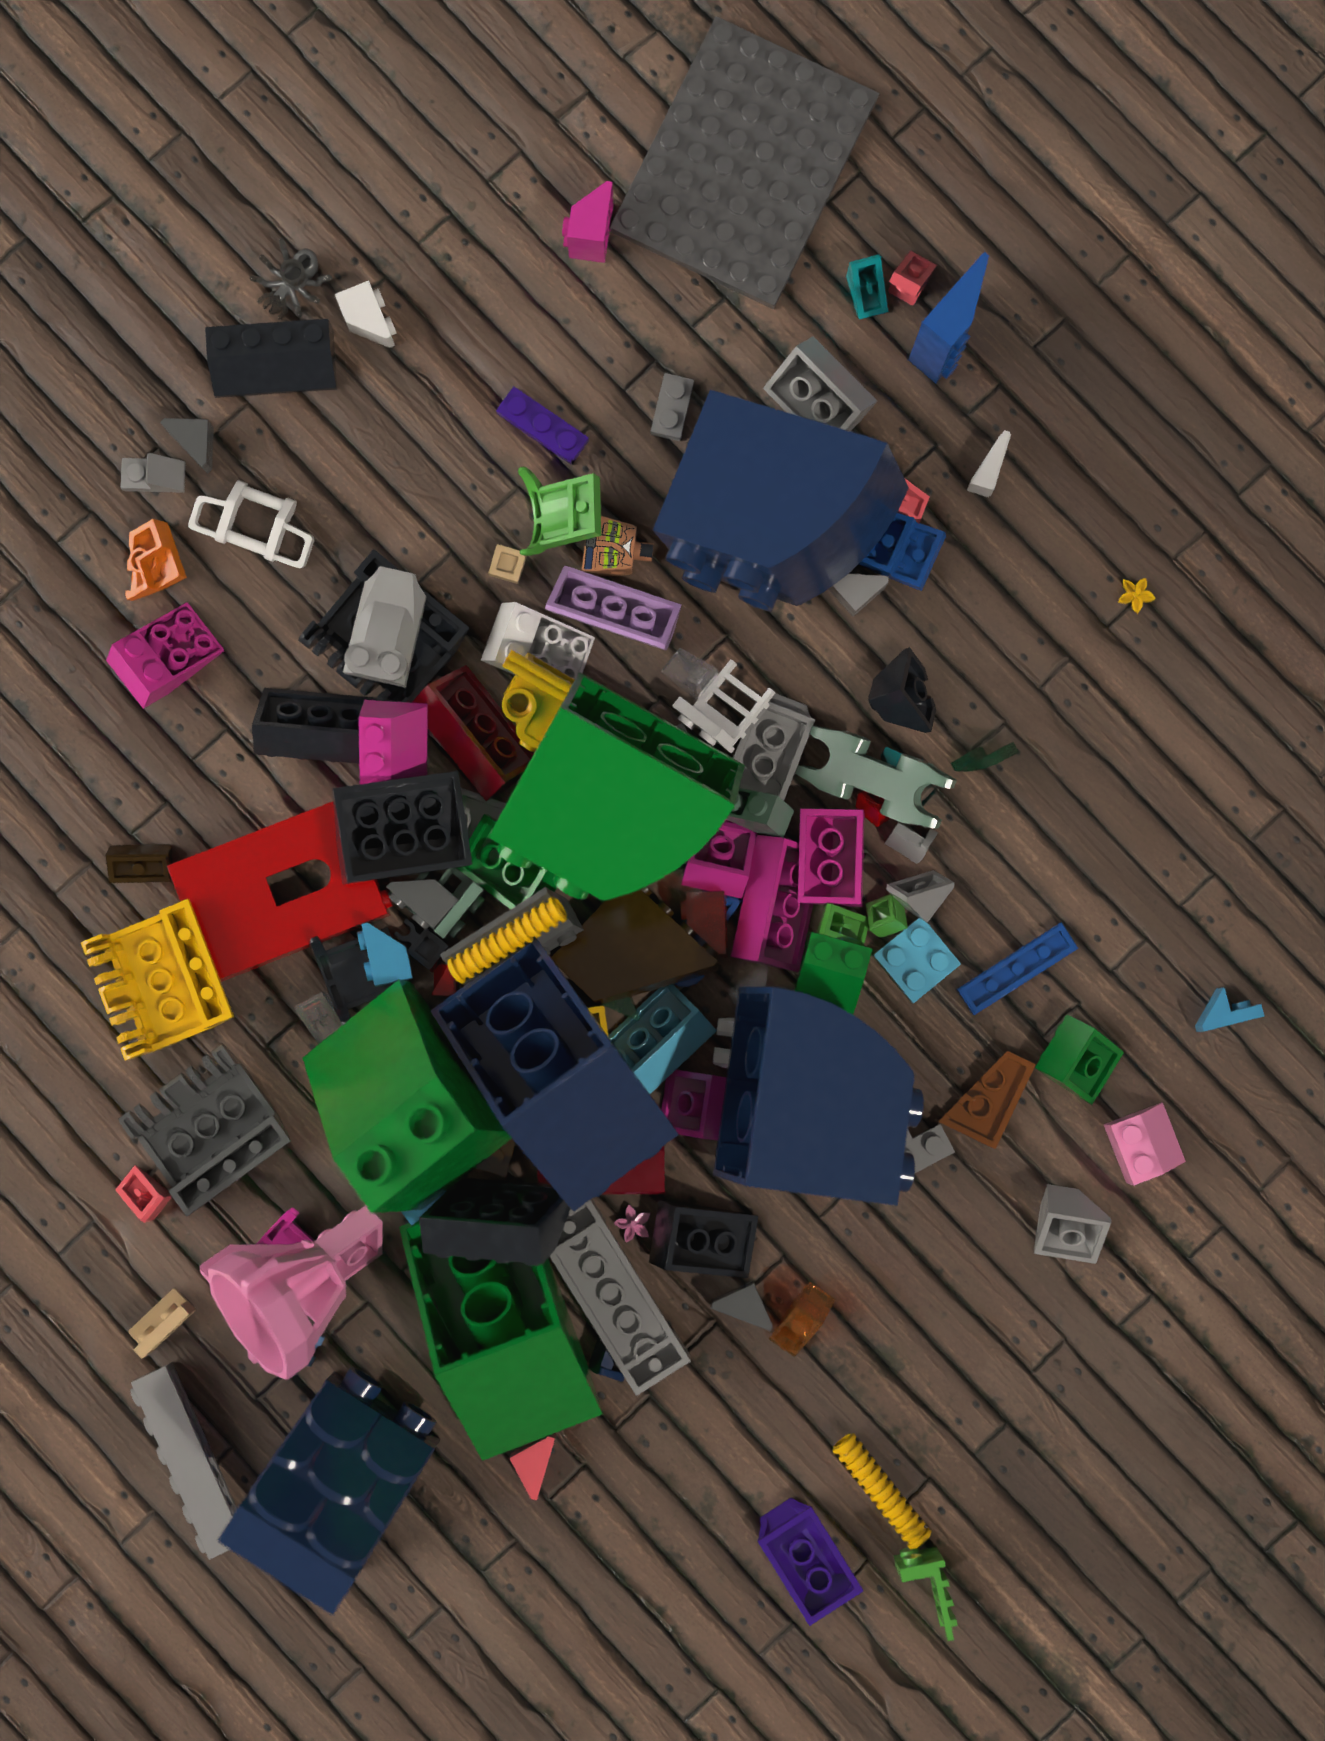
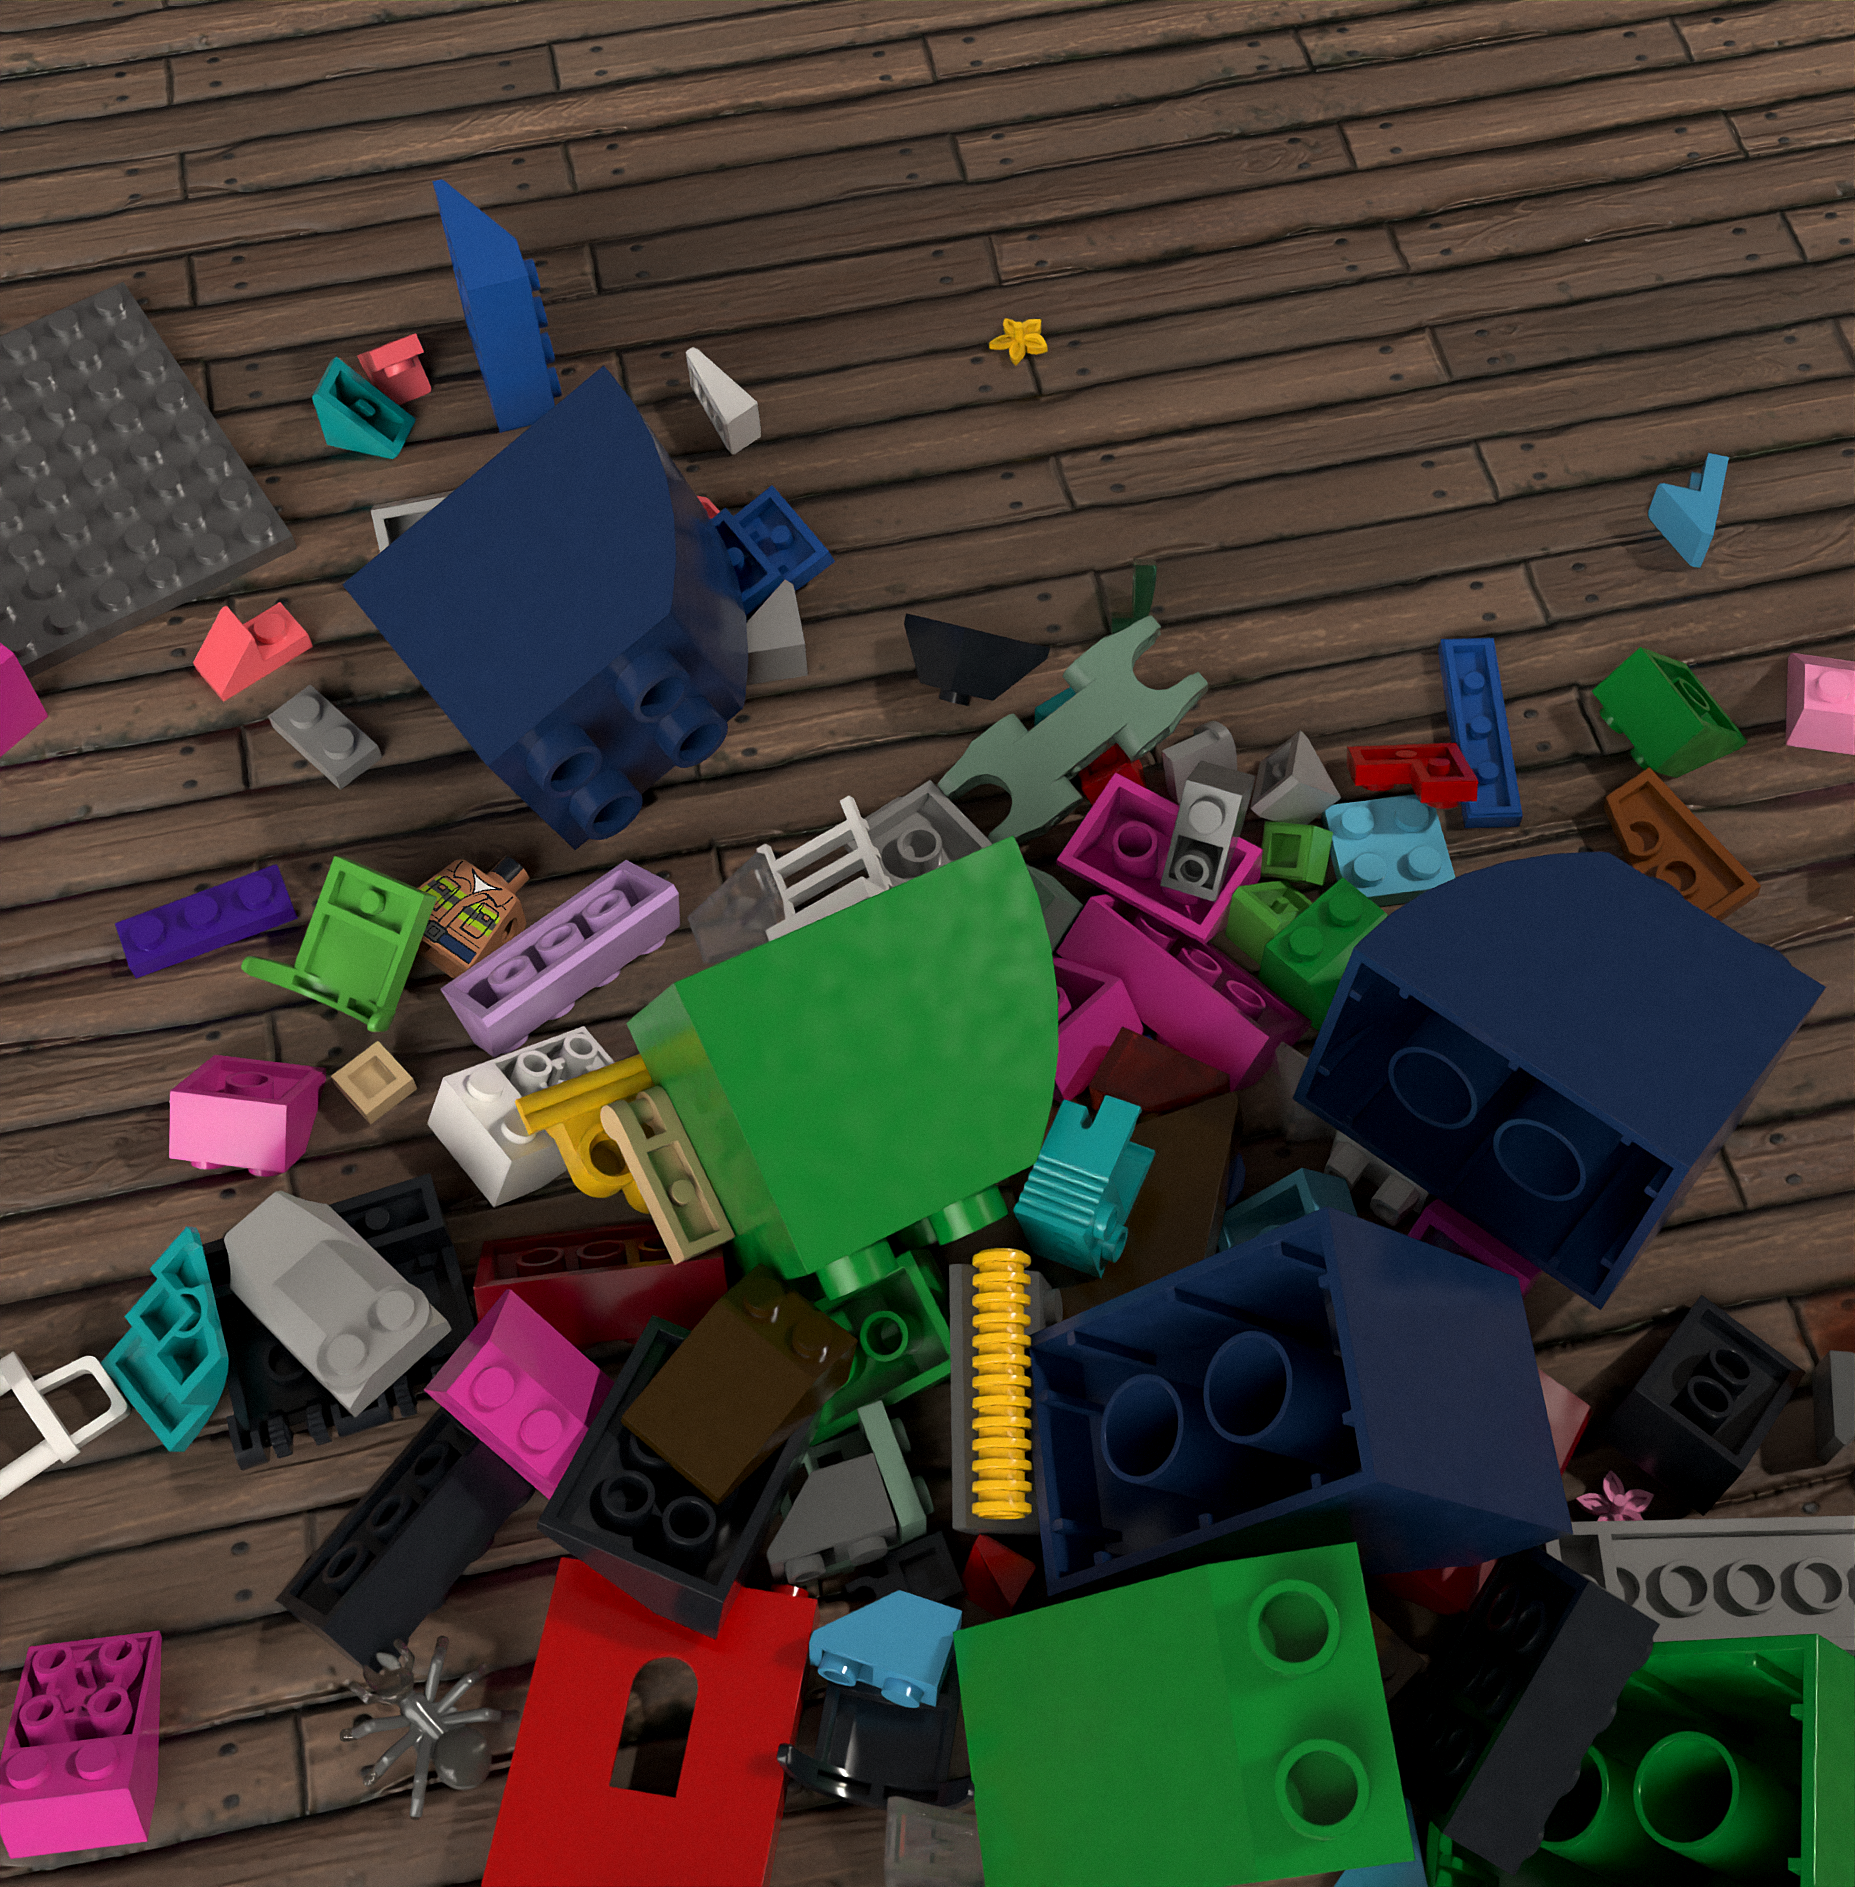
camera: 55 degrees left, 25 degrees down
(250, 791) = (435, 1729): none -> animal
(330, 572) = (175, 1352): none -> teal slope
(443, 830) = (742, 1383): none -> dark brown slope
(459, 518) = (244, 1114): none -> dark pink slope
(523, 736) = (668, 1174): none -> tan plate
(623, 923) = (1084, 1186): none -> teal piece
(698, 335) = (244, 653): none -> coral slope
(850, 873) = (1207, 830): none -> dark grey slope
(972, 951) = (1434, 771): none -> red plate

